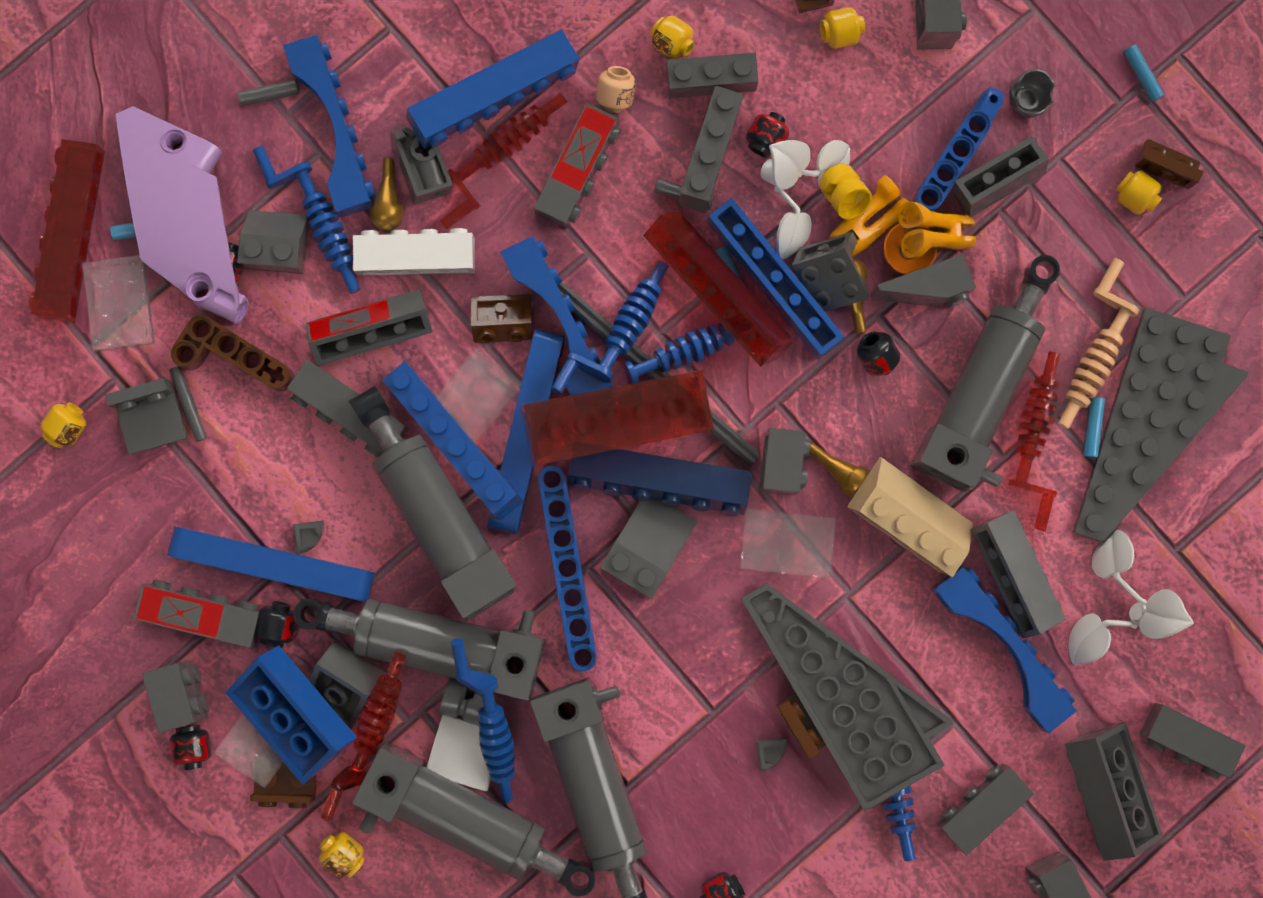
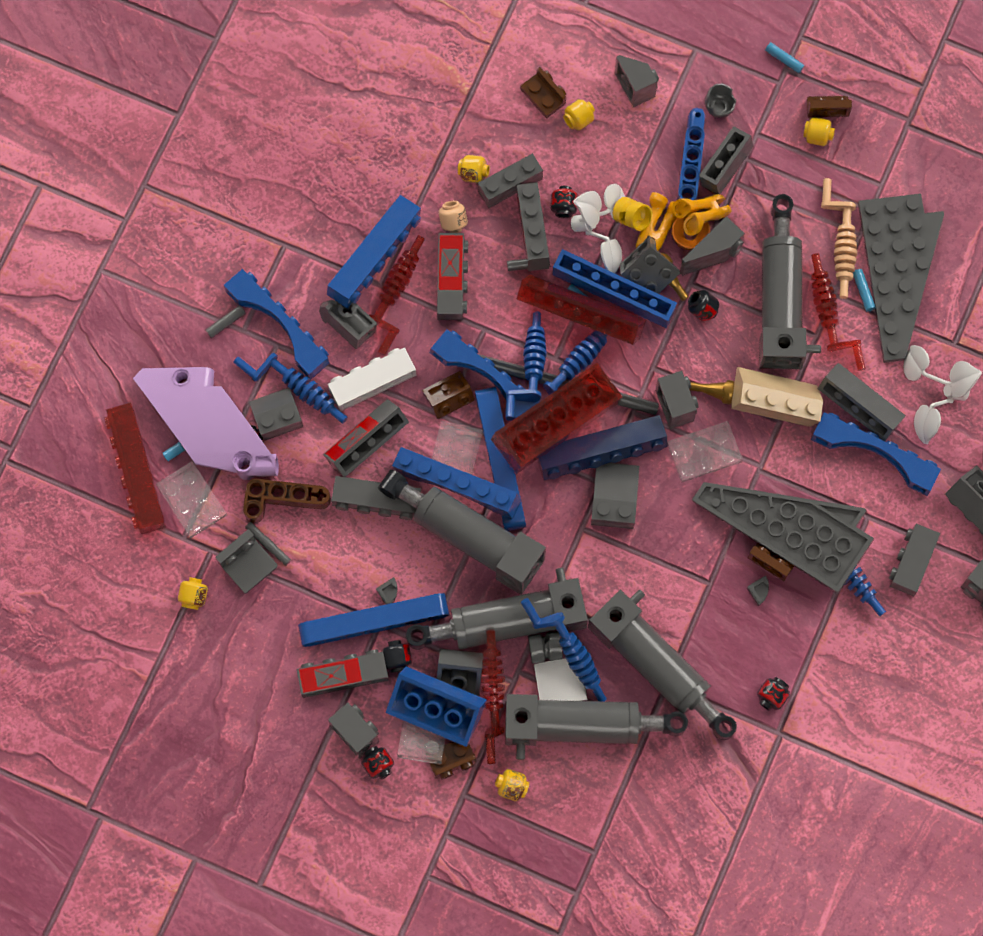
camera: 25 degrees left, 10 degrees down
(386, 211) = (340, 360): pearl gold piece -> none
(560, 554) = (566, 522): blue beam -> none

